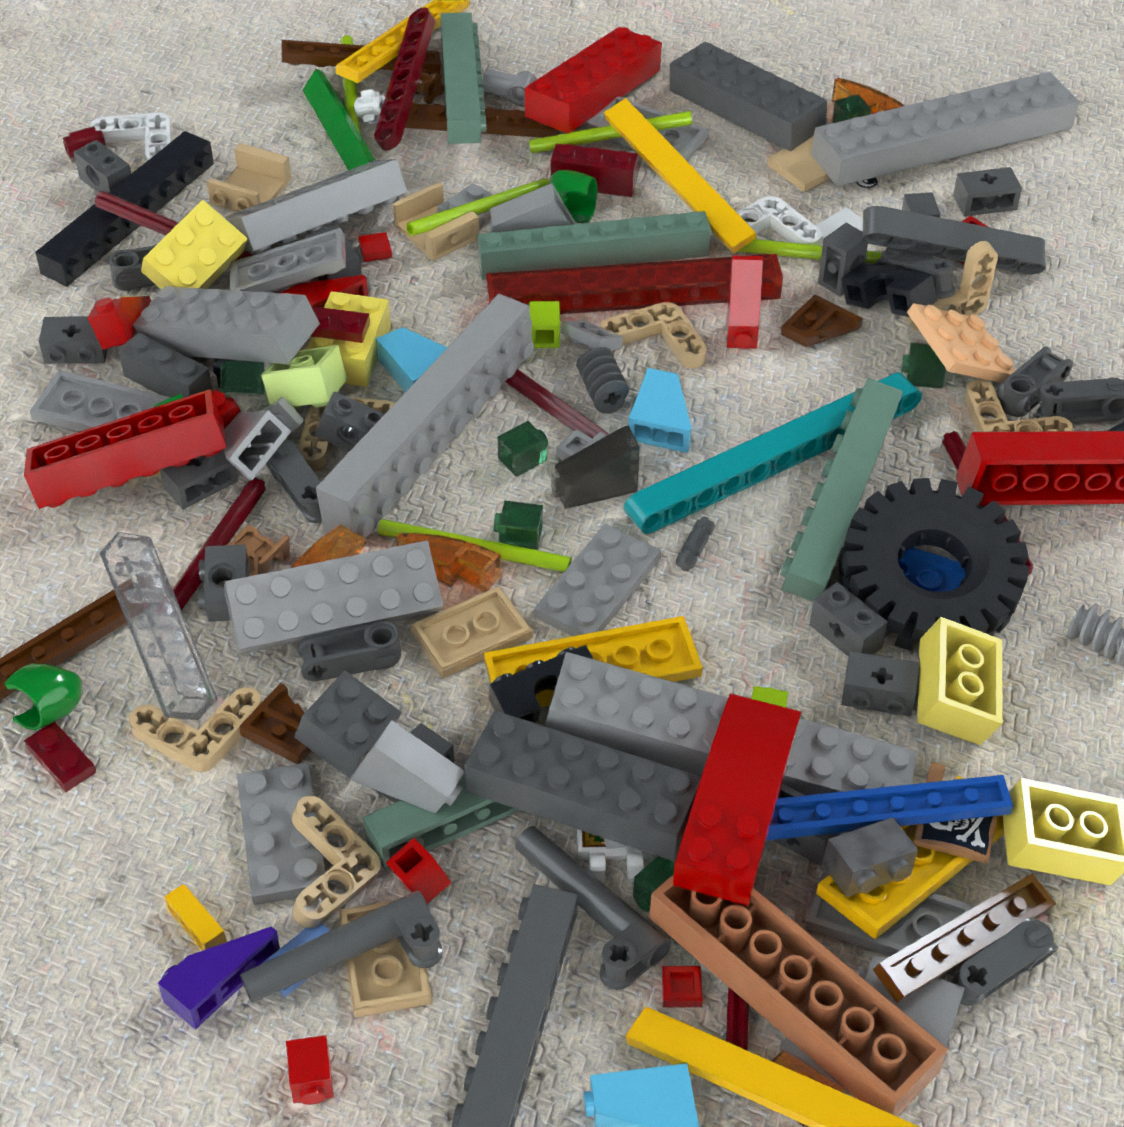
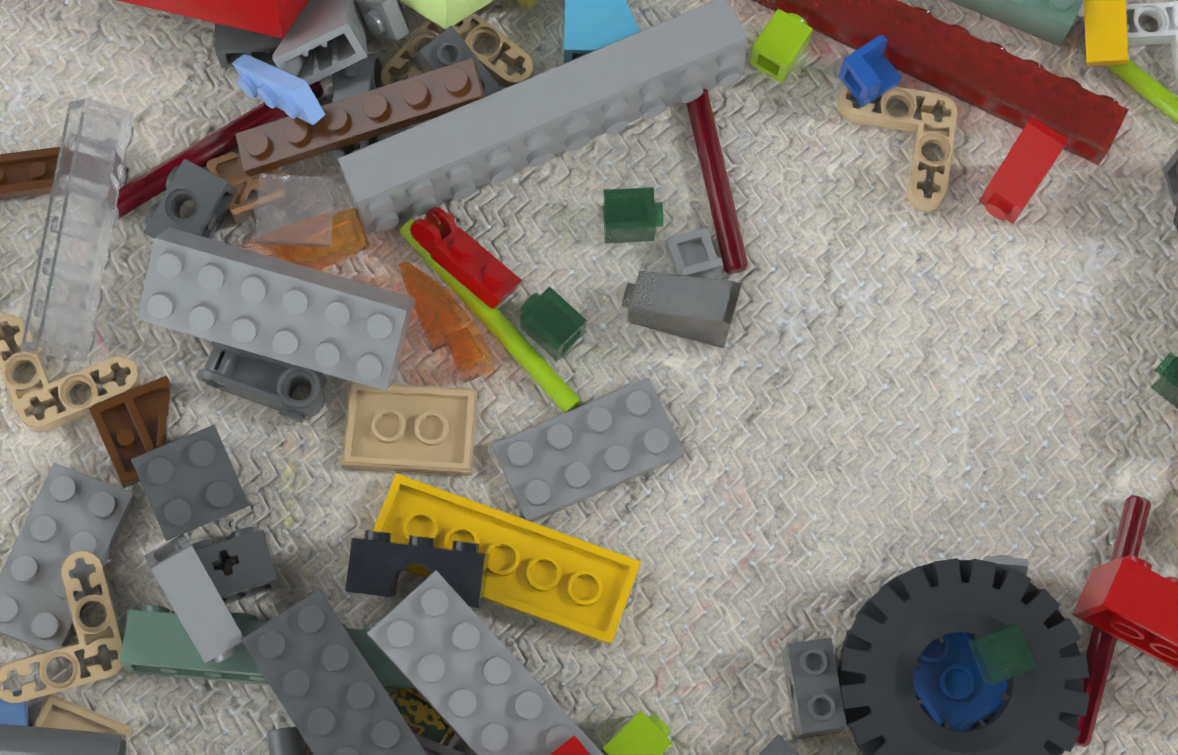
camera: 30 degrees right, 25 degrees up
(241, 481) = (277, 89): none -> light blue plate
(303, 539) = (294, 210): none -> clear piece
(305, 472) = (360, 117): none -> plate
(418, 870) = (142, 709): red brick -> none
(431, 518) = (464, 257): none -> red hinge
(589, 334) = (821, 97): light grey plate -> none
(603, 379) = (787, 170): dark grey piece -> none
(609, 310) = (869, 72): none -> blue panel
(661, 412) = (821, 256): medium azure slope -> none
(695, 544) = (730, 466): dark grey axle -> none
(751, 462) = (915, 396): teal beam -> none
(819, 321) = (1111, 236): reddish brown wing -> none
(842, 491) = (943, 507): sand green brick -> none
(947, 517) = (1002, 654): none -> clear green brick

